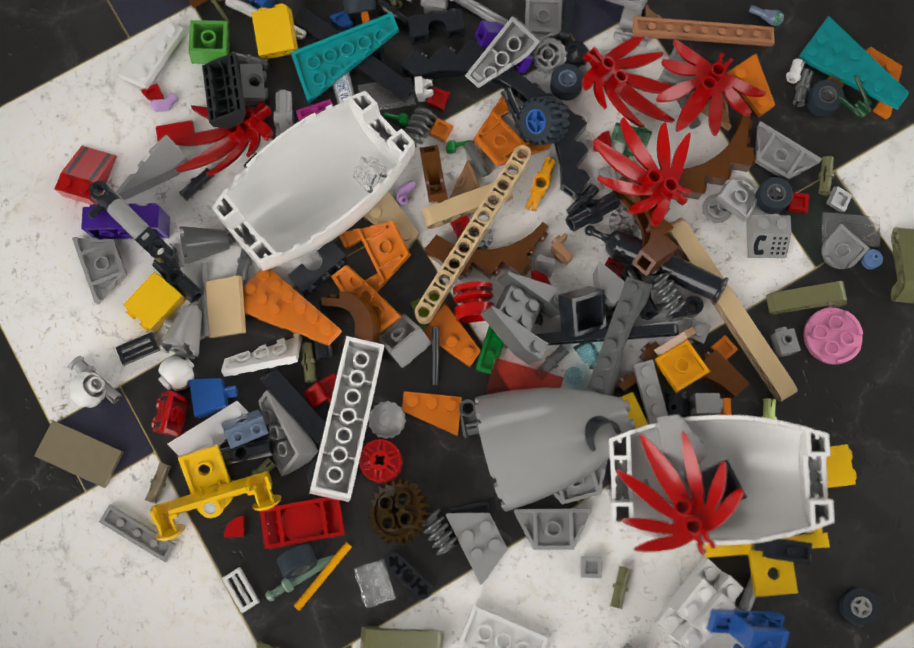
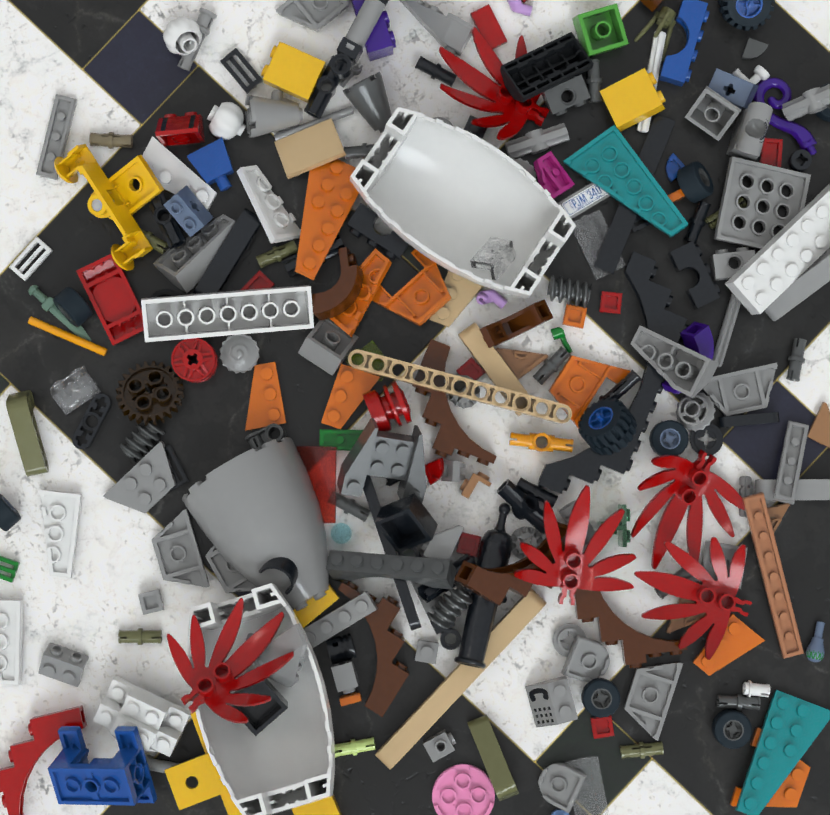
camera: 75 degrees right, 10 degrees up
(79, 454) = (117, 49): dark tan tile -> none
(235, 528) = (89, 233): red tile -> none
(316, 394) = (245, 272): red tile -> none
(403, 118) = (574, 272): green hand -> none
(420, 88) = (615, 279): white tile -> none
(435, 356) = (321, 383): black bar -> none
(588, 353) = (367, 540): clear light blue hair -> none
(605, 138) = (611, 497): red tile -> none
(675, 341) = (405, 630): medium nougat tile -> none
(681, 366) = (379, 642): light orange tile -> none
(725, 347) = (416, 683): orange tile -> none
(785, 550) = (216, 792): black hinge -> none
(839, 199) = (617, 769): light grey plate -> none
(859, 108) = (729, 769): dark green plant -> none

